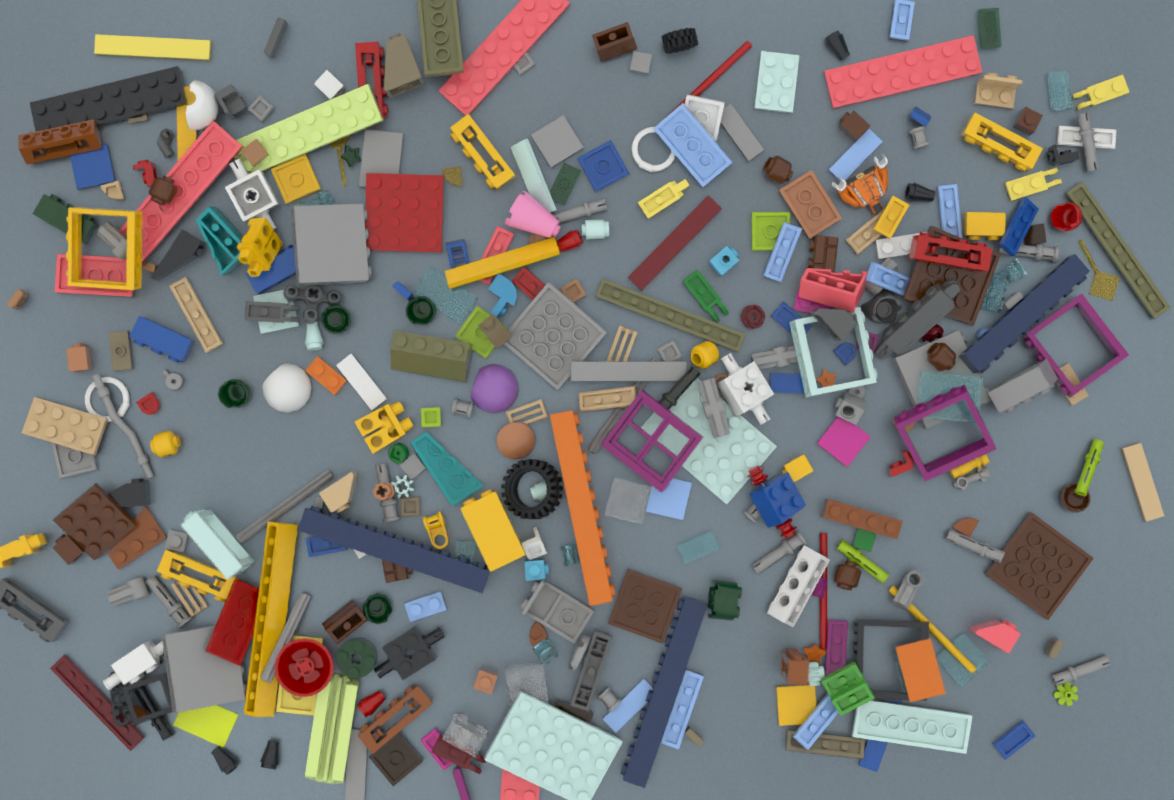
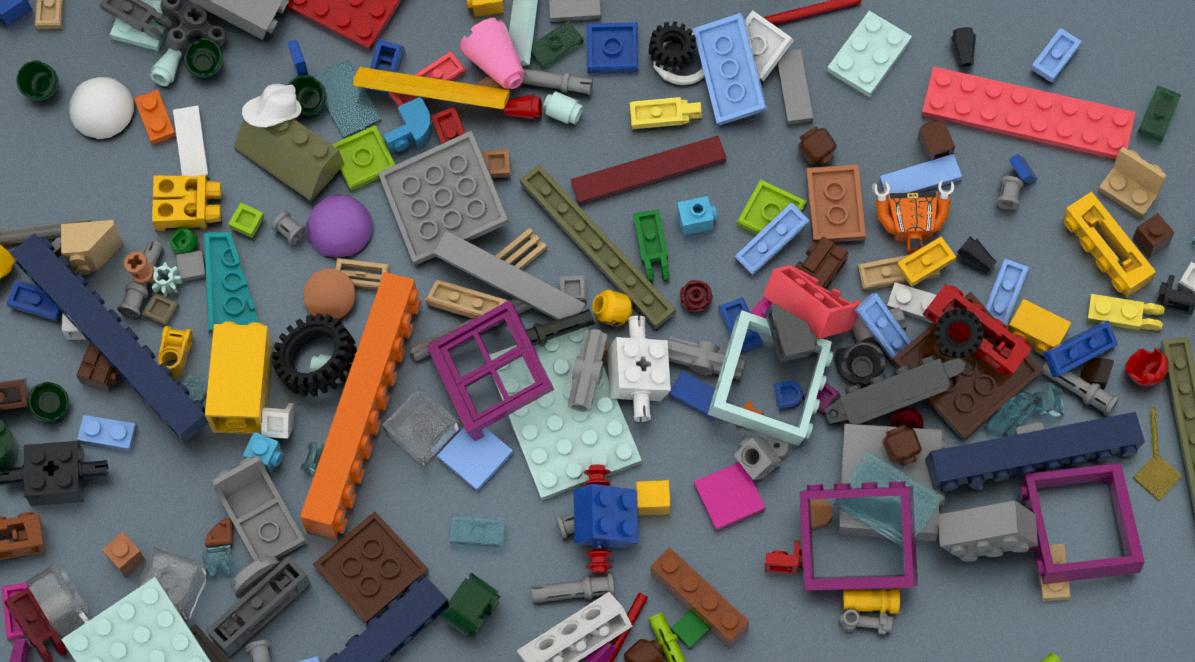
camera: 30 degrees right, 20 degrees down
(407, 336) = (273, 106): none -> white piece
(494, 331) = (377, 154): dark tan brick -> none
(649, 137) = (676, 34): none -> black tyre
(936, 258) = (949, 347): none -> black tyre

